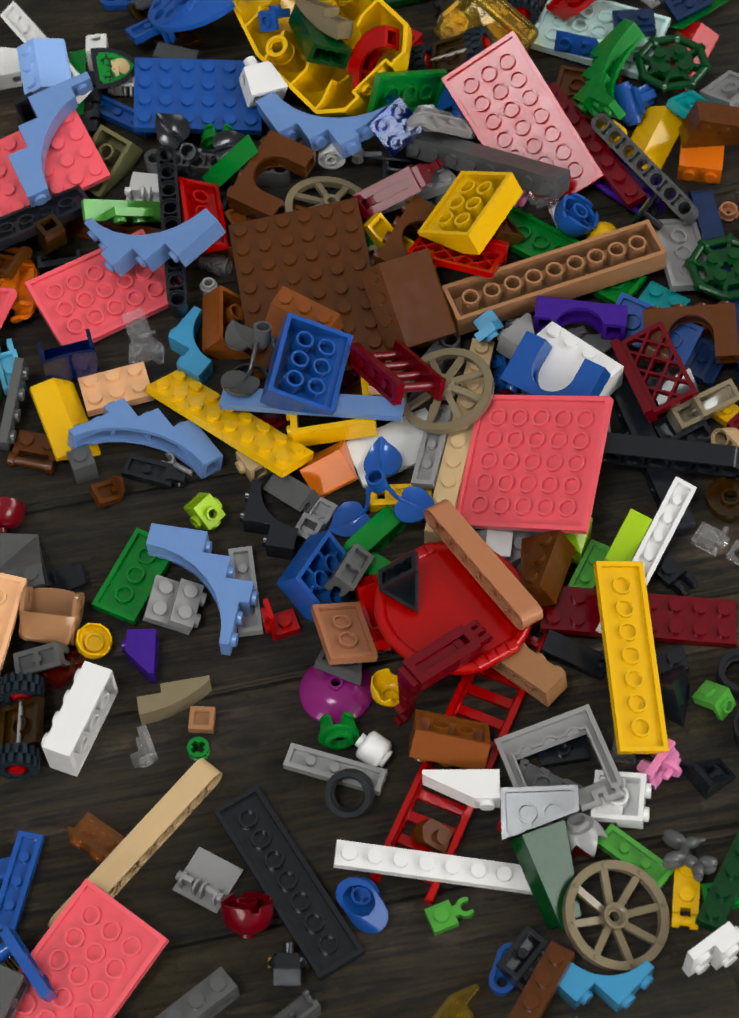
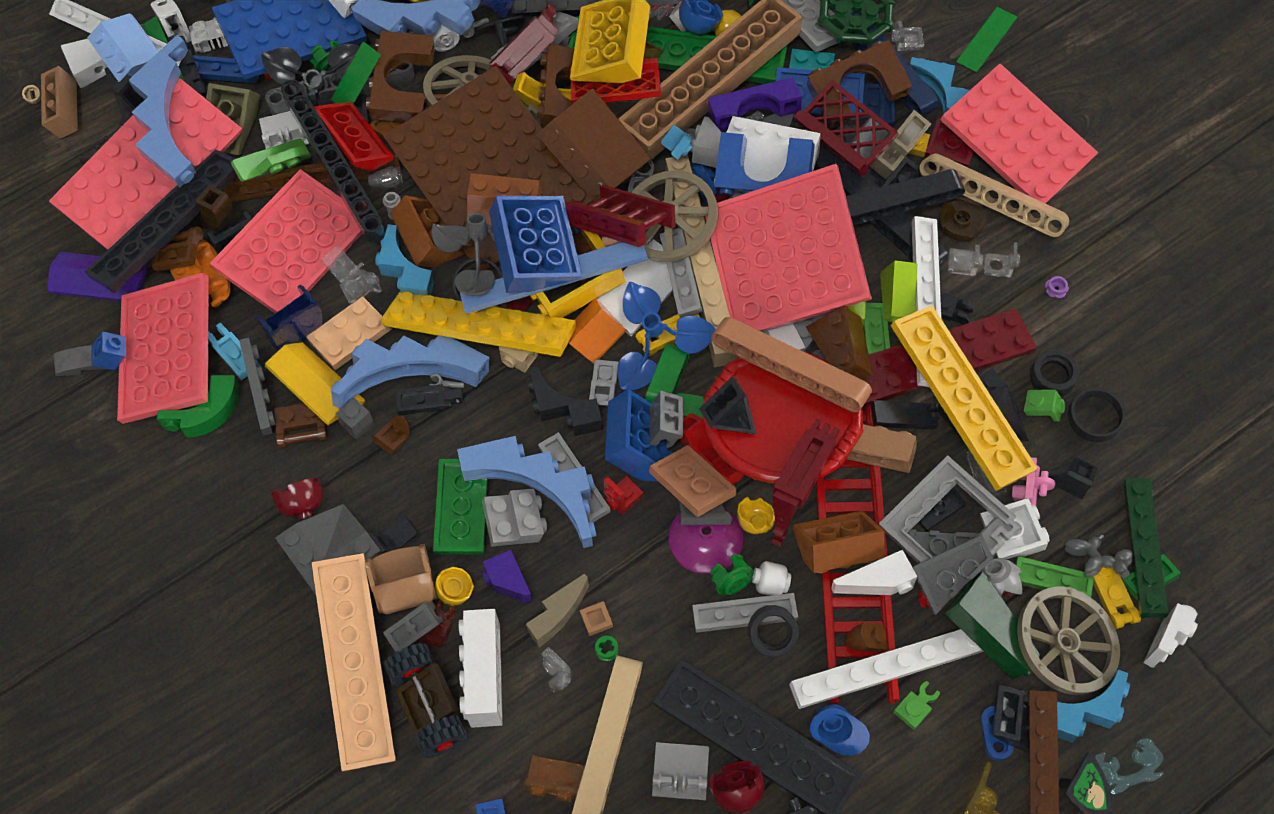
camera: 25 degrees left, 5 degrees up
(111, 67) = (192, 24): shield -> none
(179, 243) = (352, 168): medium blue arch -> none
(205, 511) = (497, 417): lime brick -> none
(292, 492) = (571, 366): dark grey hinge -> none

